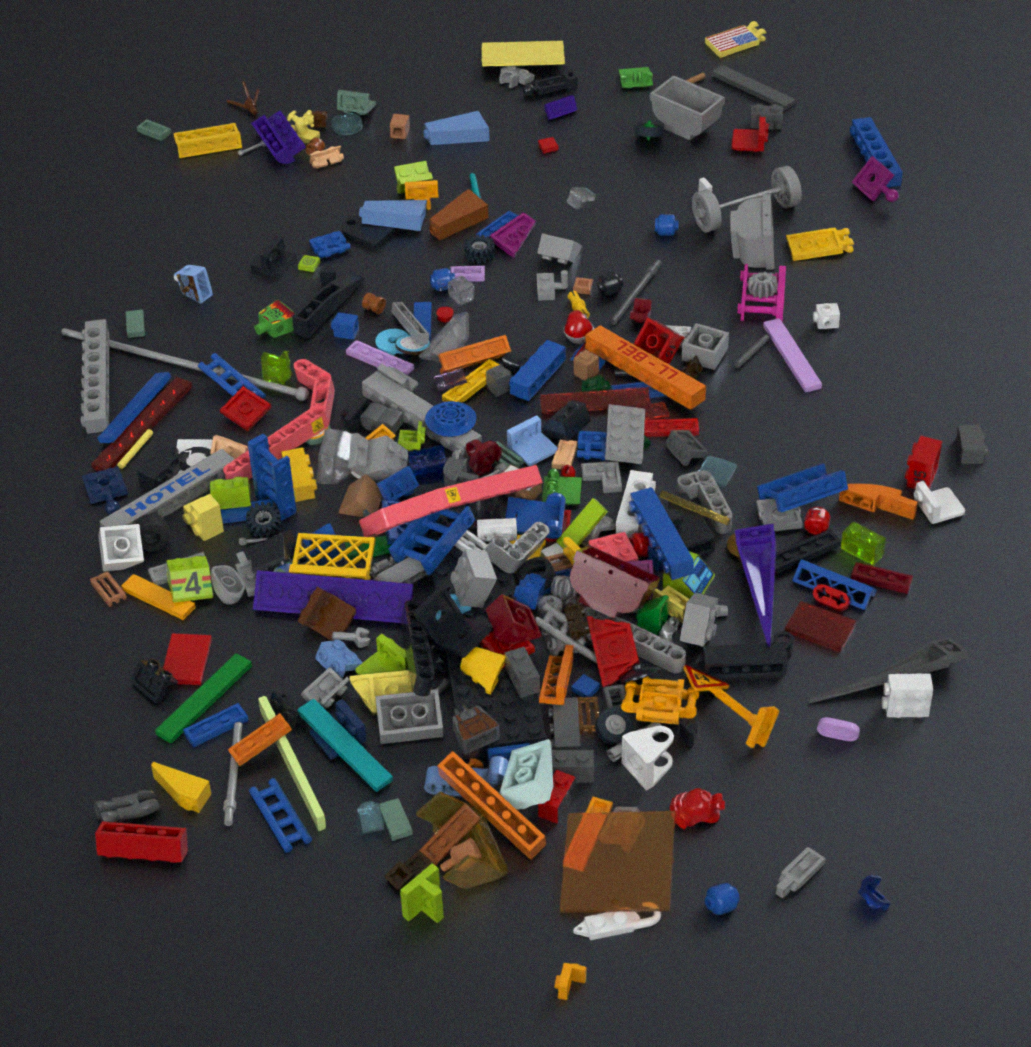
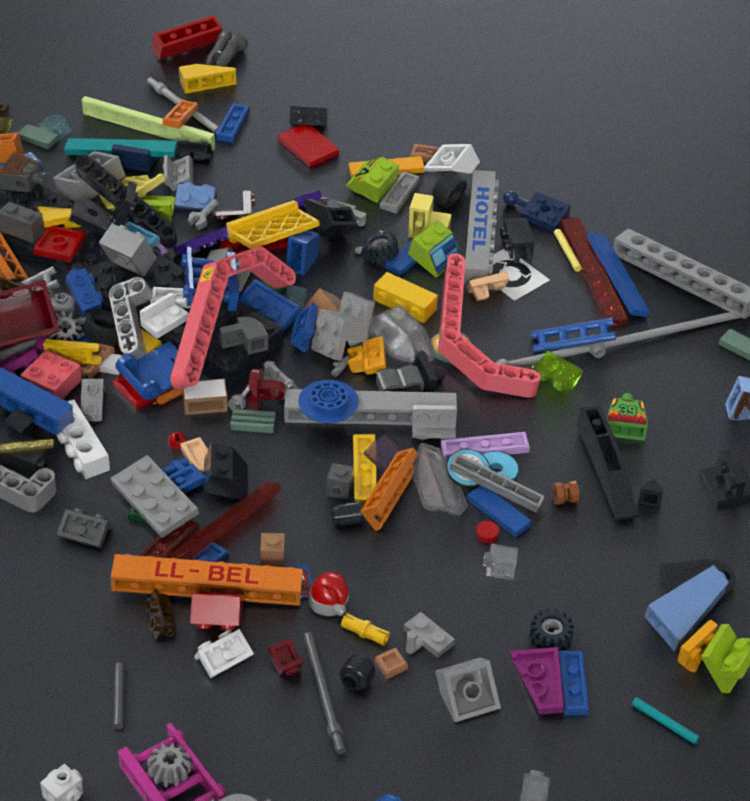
camera: 135 degrees right, 0 degrees up
(203, 698) = (262, 132): green tile -> none
(227, 584) = (343, 189): light grey piece -> none
(245, 408) = (527, 323): red tile -> none
(272, 480) = (416, 242): blue fence -> none
(276, 826) = (114, 95): blue bar -> none
(309, 263) = (693, 503): lime tile -> none
(329, 244) = (713, 539): blue plate -> none
(345, 325) = (557, 451): blue brick -> none
(412, 439) = (346, 370): lime bracket -> none
(427, 460) = (308, 368): clear blue bracket -> none
(440, 278) = (535, 560): blue head -> none
(458, 215) = (630, 664): dark orange slope -> none
(470, 273) = (535, 597): lavender tile -> none
(512, 621) = (62, 244): dark red slope -> none
(529, 442) = (243, 439): light blue bracket -> none
(537, 370) = (314, 513): blue brick -> none
(567, 486) = (164, 418): bright green hinge -> none
(584, 523) = (97, 374): lime tile -> none
(595, 384) = (237, 536): dark green bracket -> none
(604, 471) = (127, 455): light grey tile -> none
(663, 427) = (125, 543): red tile -> none
(707, 344) = (167, 647): light grey brick -> none
(719, 468) = (35, 528): clear light blue piece -> none
(792, 355) = (66, 718): lavender tile -> none

